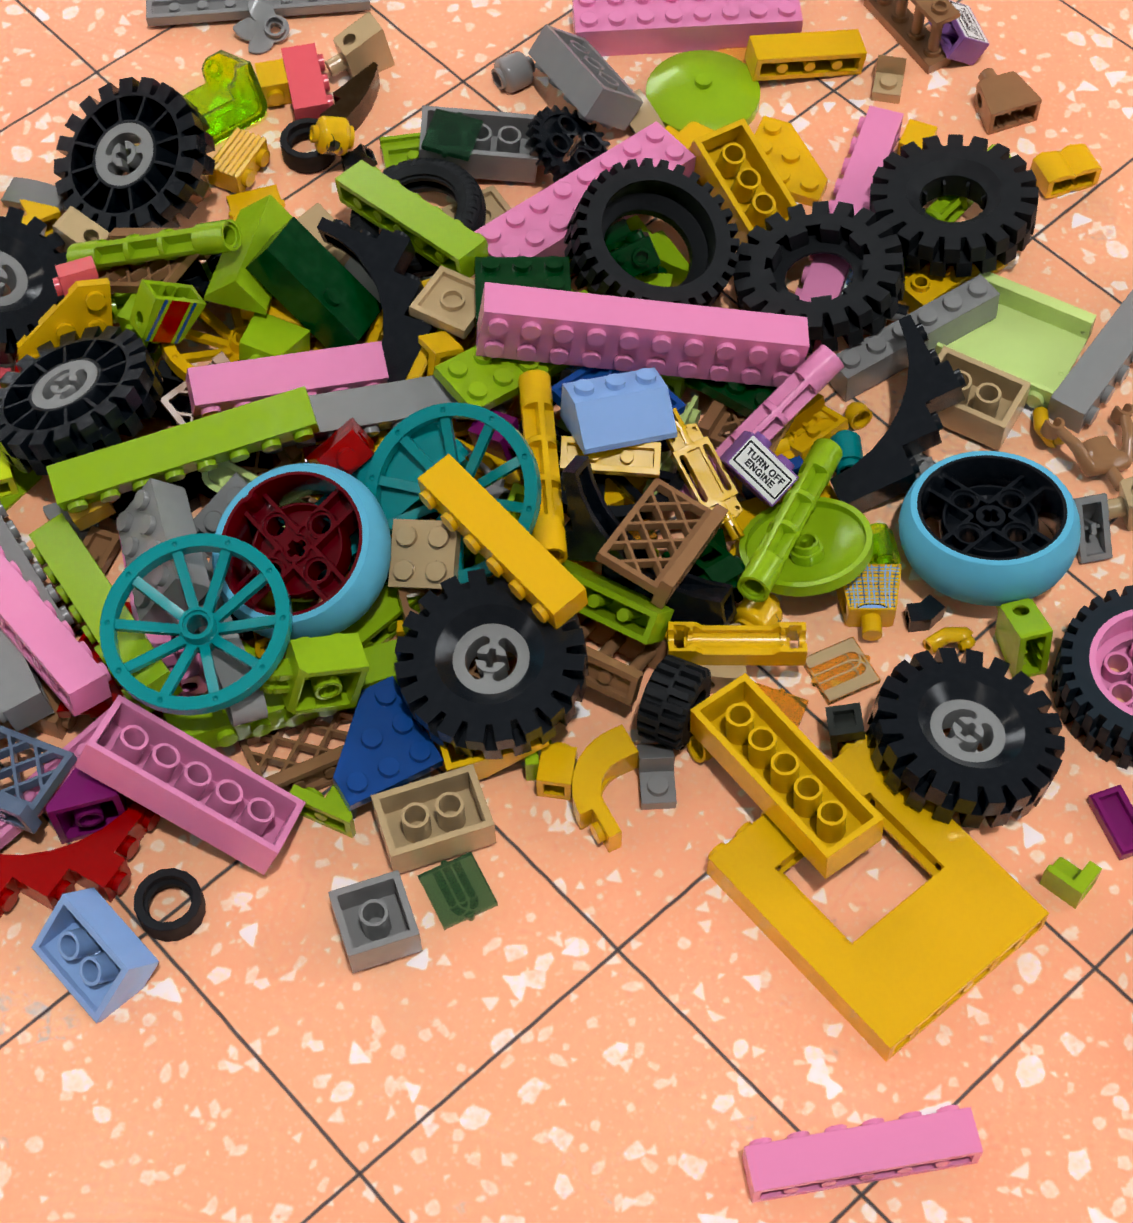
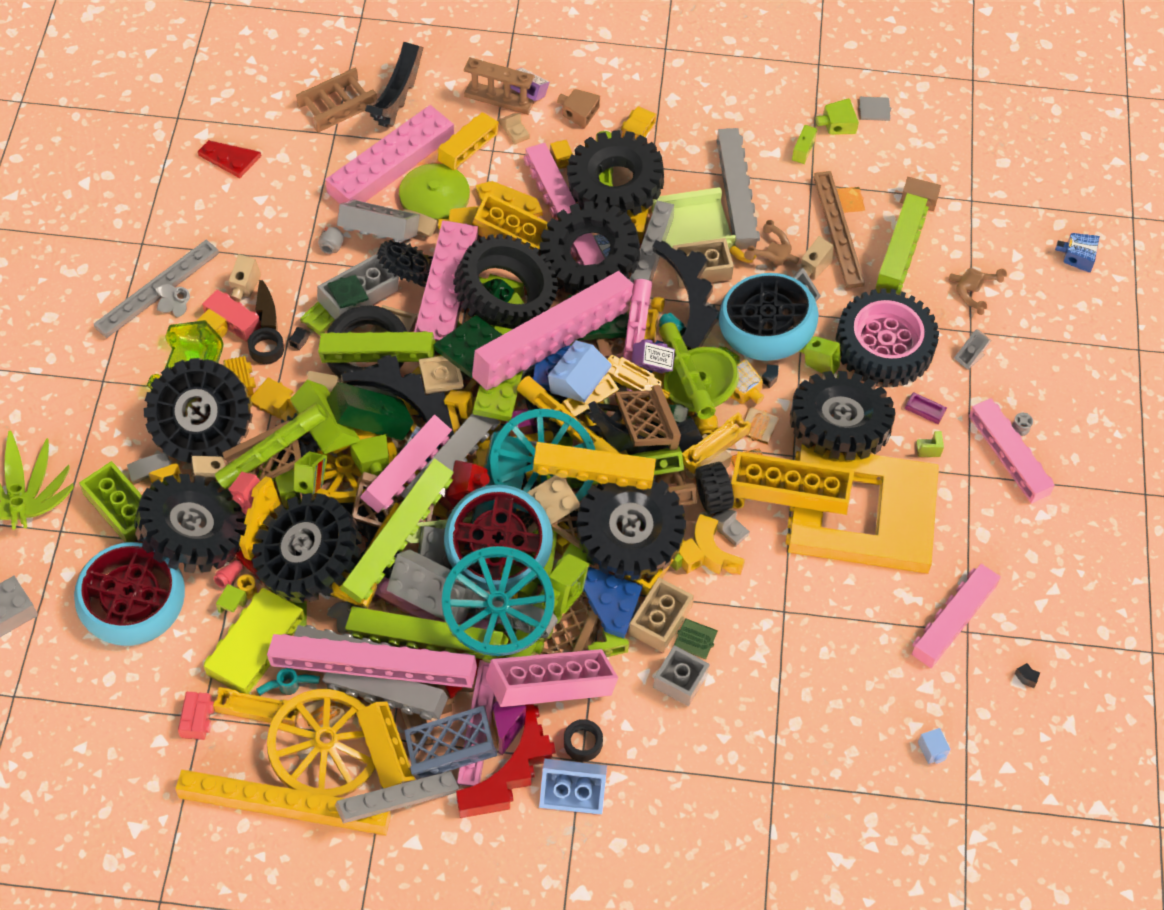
camera: 45 degrees left, 0 degrees up
(332, 135) = (282, 331): yellow head -> none
(844, 724) = (789, 446): pearl dark grey panel -> none
(948, 635) = (789, 377): yellow arm -> none

